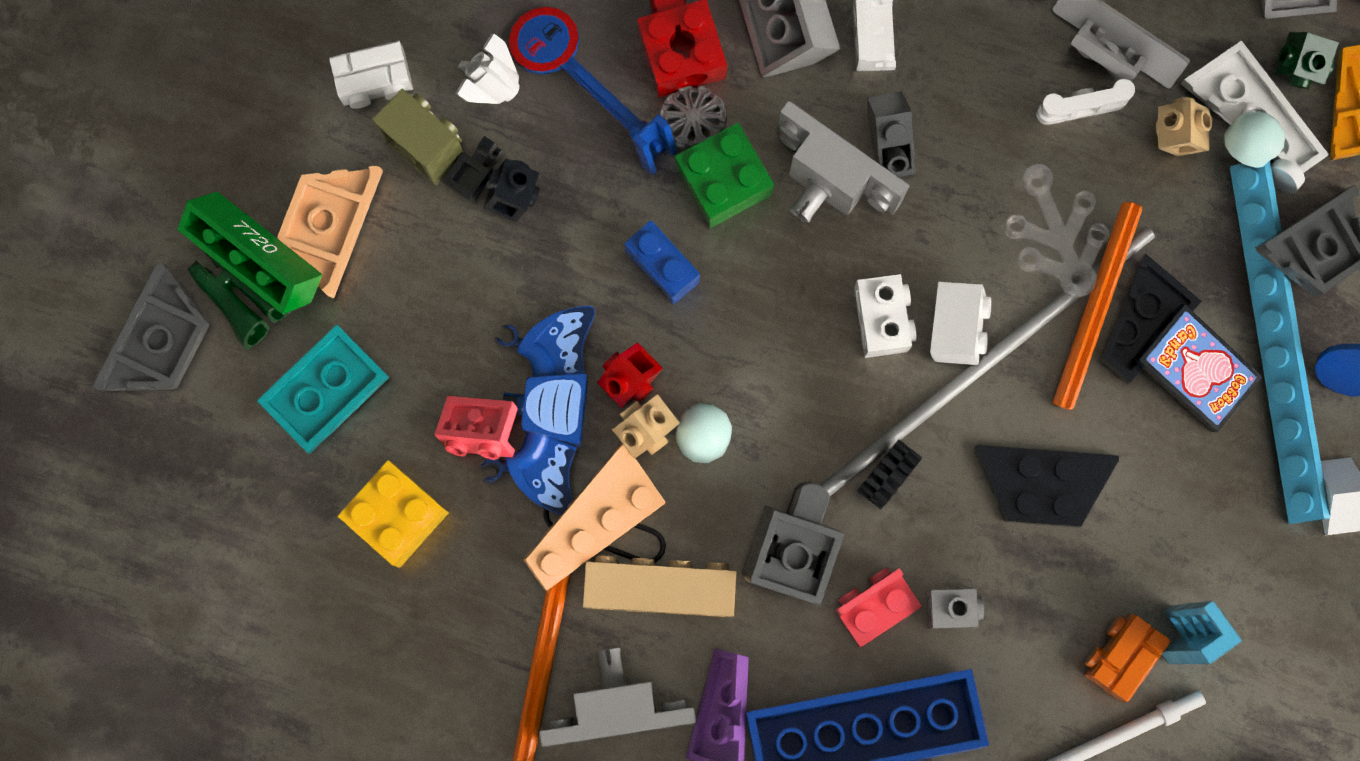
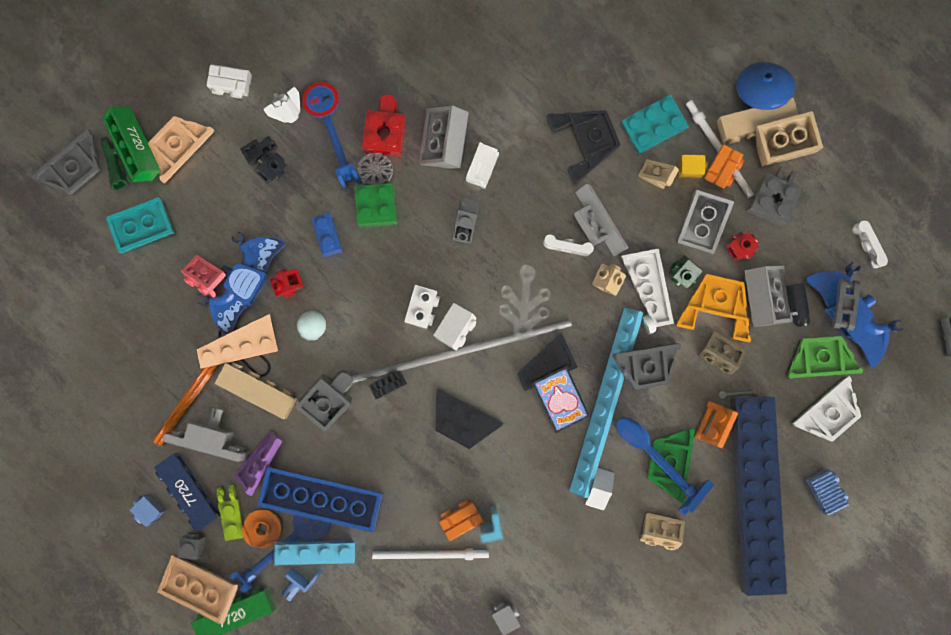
camera: 20 degrees right, 5 degrees up
(393, 514) = (146, 300): yellow brick -> none
(419, 136) = (236, 123): olive brick -> none
(645, 426) = (282, 311): tan brick -> none
(834, 168) = (427, 226): light grey brick -> none
(877, 607) = (355, 444): coral bracket -> none
(954, 608) = (390, 461): light grey brick -> none
(1097, 305) = (526, 347): orange axle -> none
(1254, 138) = (639, 300): light aqua hair -> none

